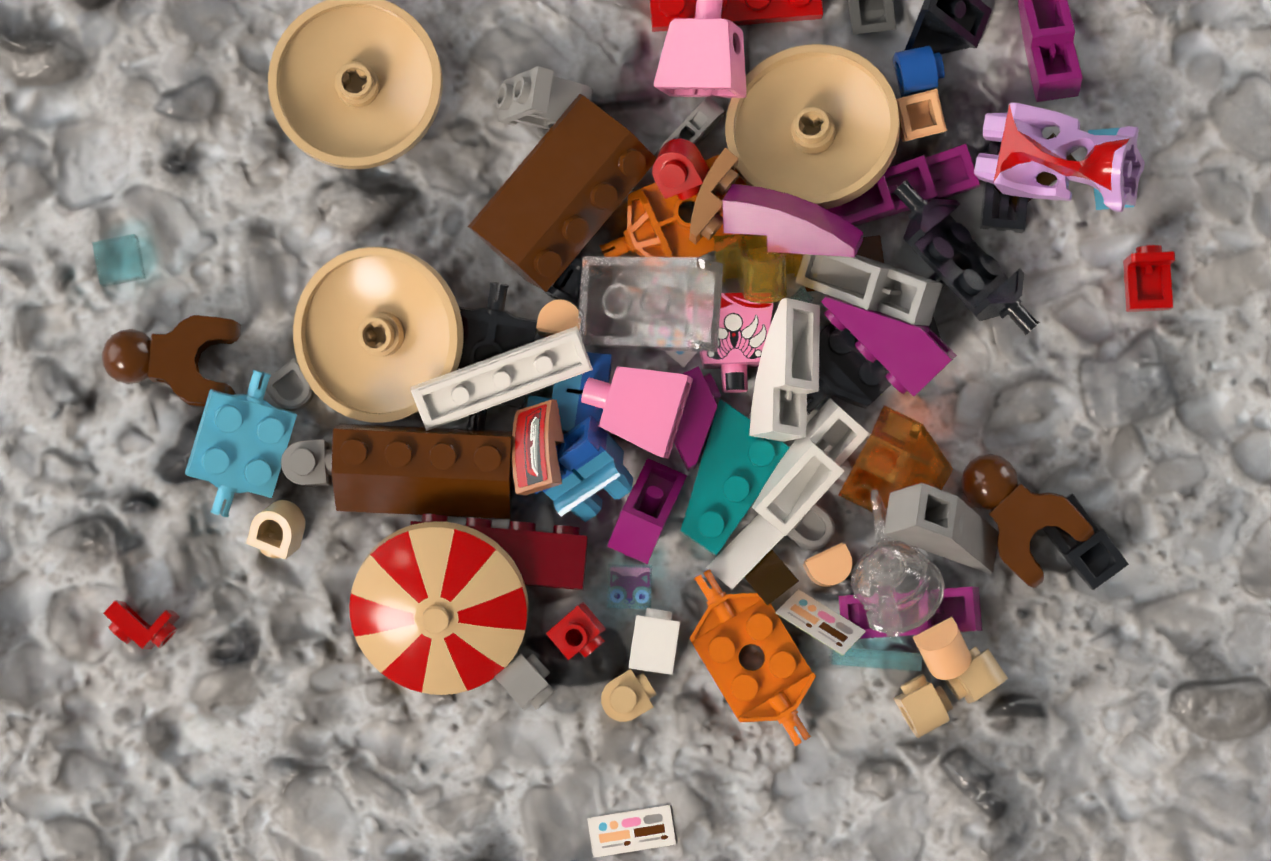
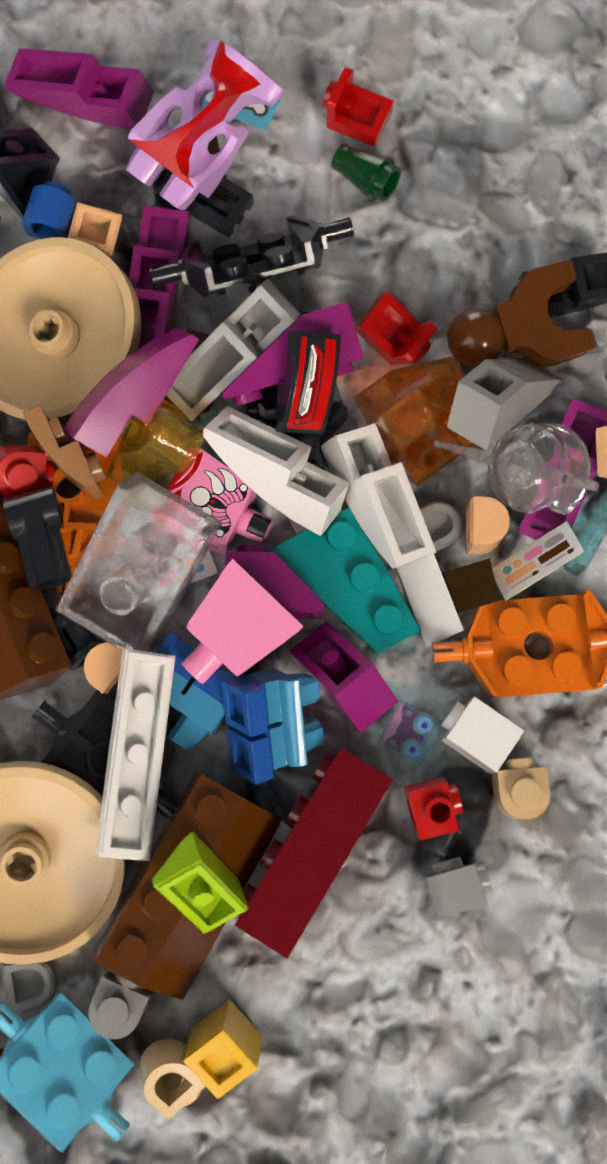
camera: 65 degrees left, 5 degrees down
(316, 559) = (223, 1049): none -> yellow panel
(427, 479) = (200, 885): none -> lime slope
(439, 608) = (339, 941): dish -> none
(534, 447) = (225, 755): slope -> none
(641, 206) = (37, 526): none -> black piece
(869, 363) = (310, 382): none -> slope
(961, 411) = (395, 331): none -> red bracket
(1096, 317) = (367, 171): none -> dark green cone

